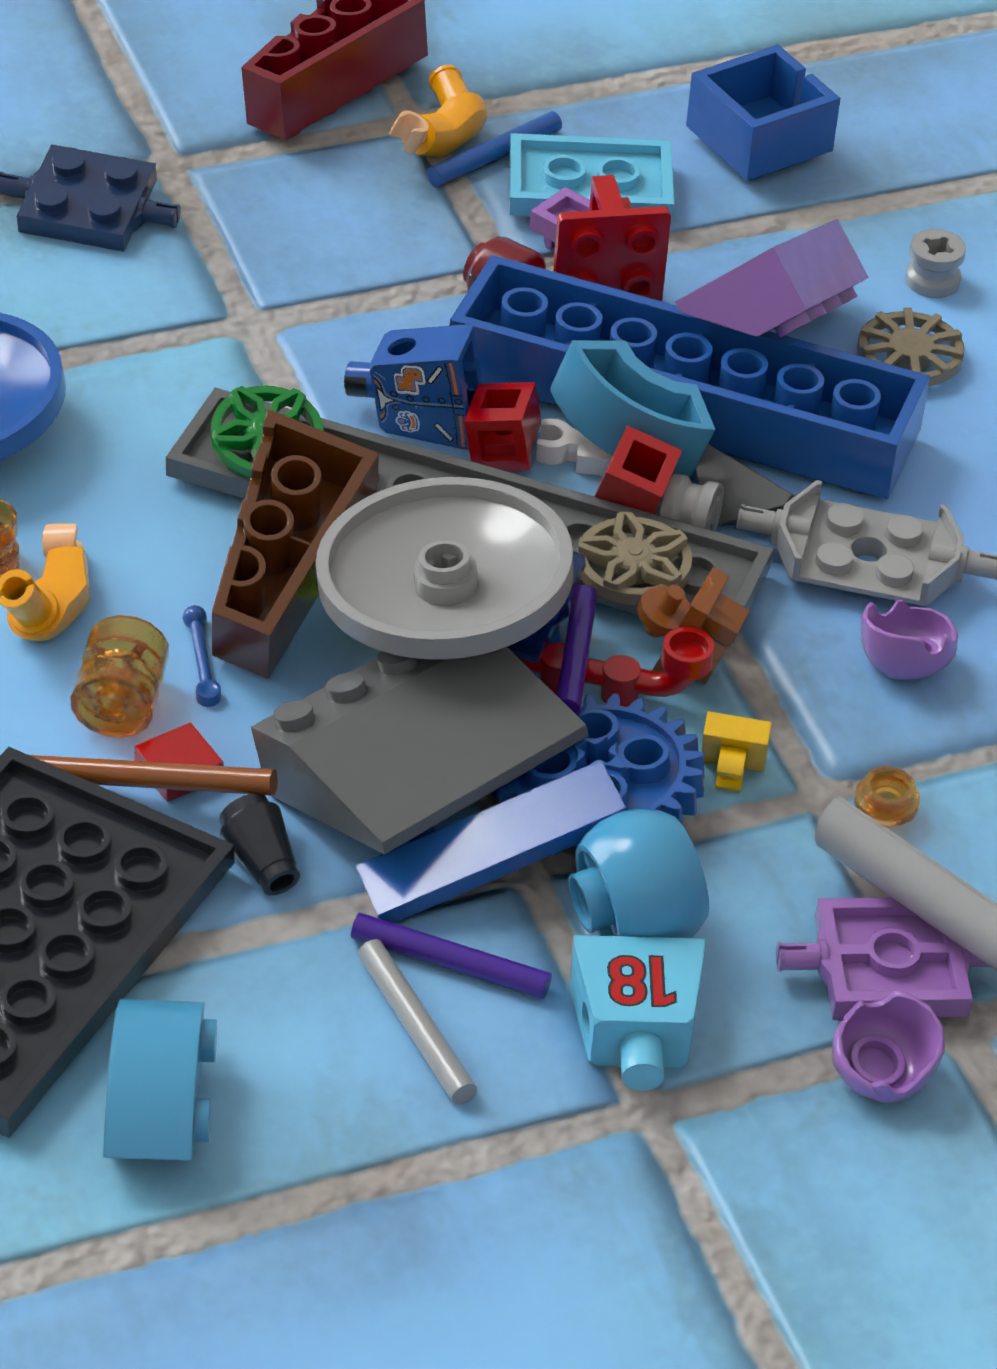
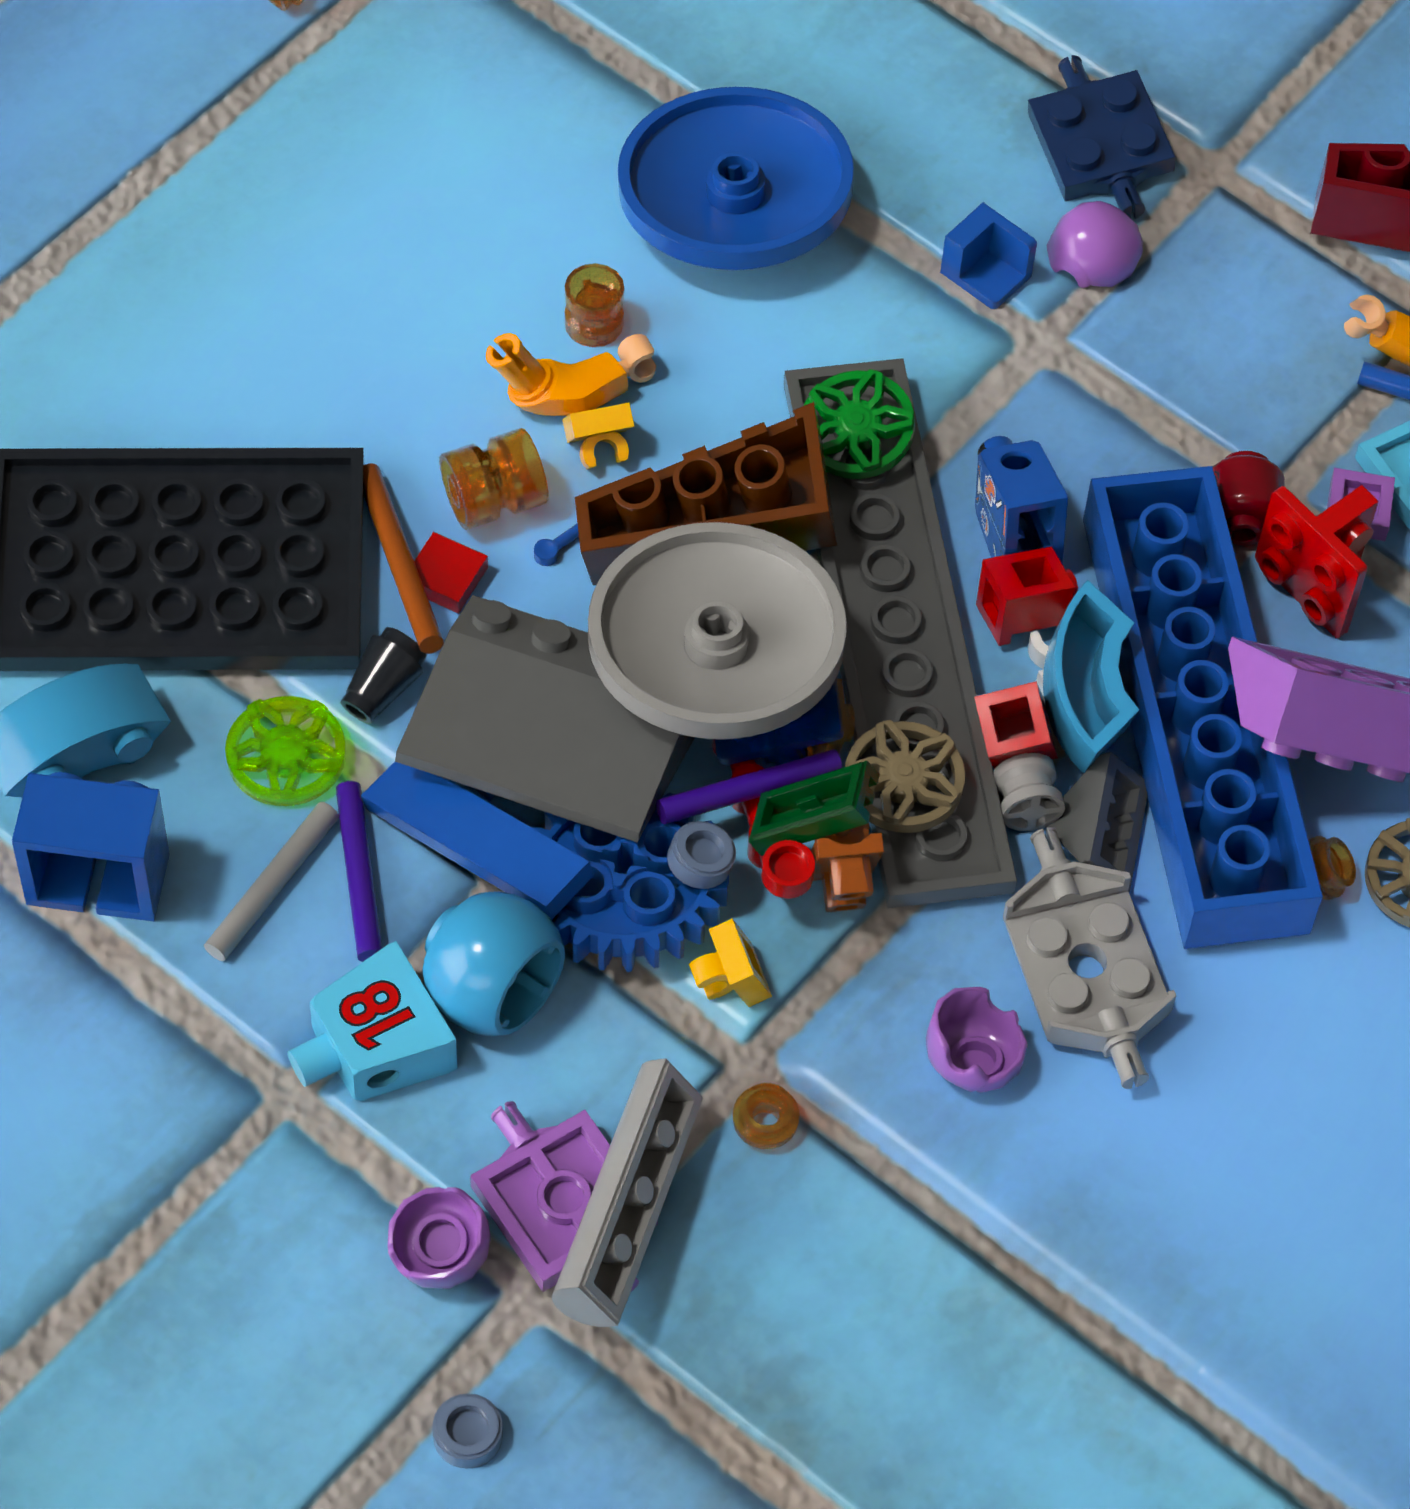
camera: 60 degrees right, 15 degrees up
(123, 591) = (600, 426): none -> yellow tile
(151, 301) = (988, 256): none -> blue panel
(189, 245) = (1095, 244): none -> medium lavender hair
(282, 951) = (285, 750): none -> clear neon green wheel
(315, 1087) = (71, 824): none -> blue piece
(630, 702) = (701, 855): none -> sand blue tile
(655, 608) = (815, 807): none -> dark green tile

